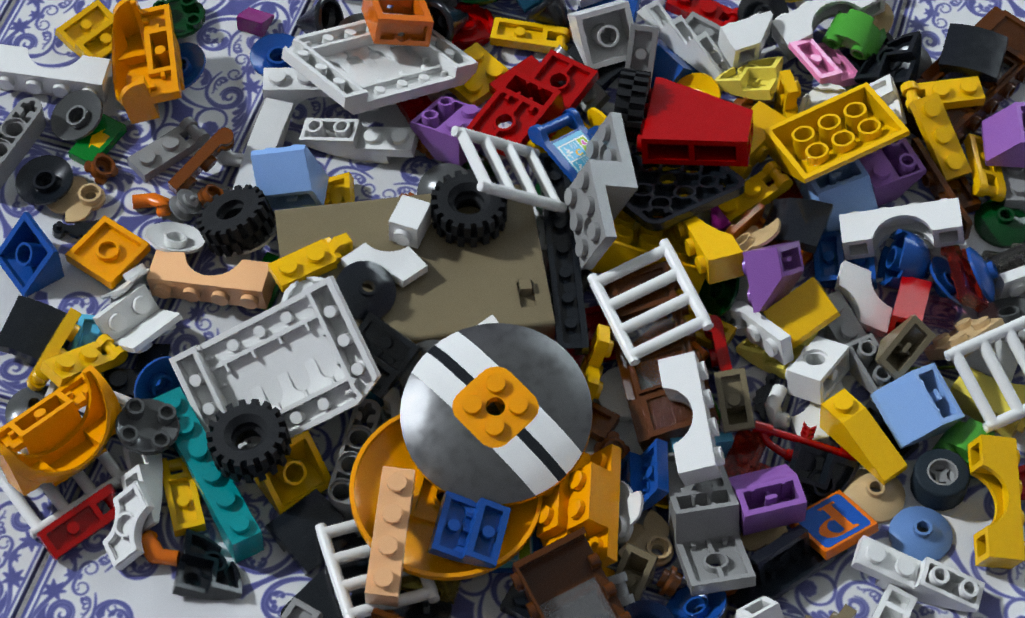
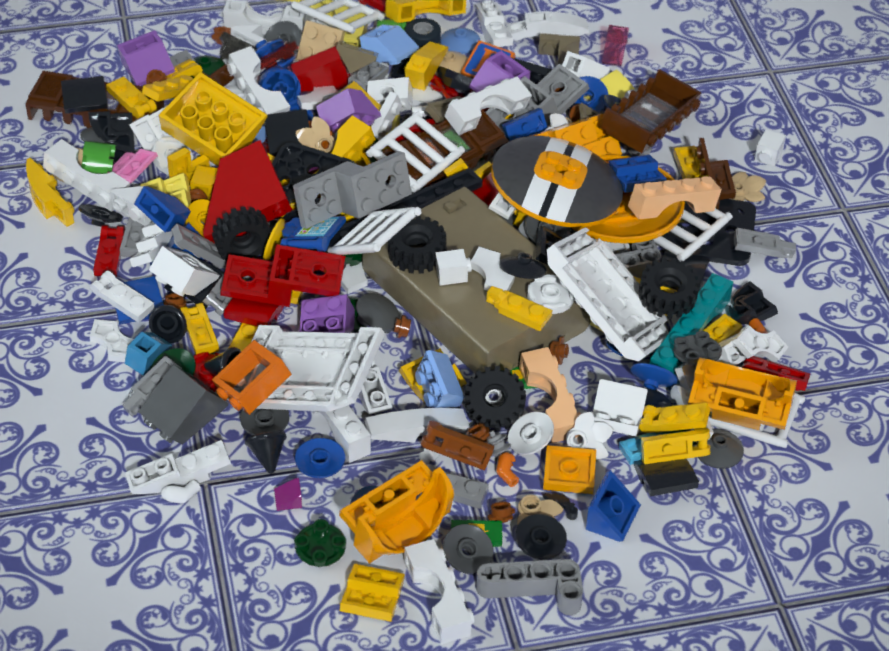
camera: 120 degrees left, 10 degrees down
(700, 38) = (162, 208): none -> blue slope
(972, 135) = (155, 75): none -> dark orange plate

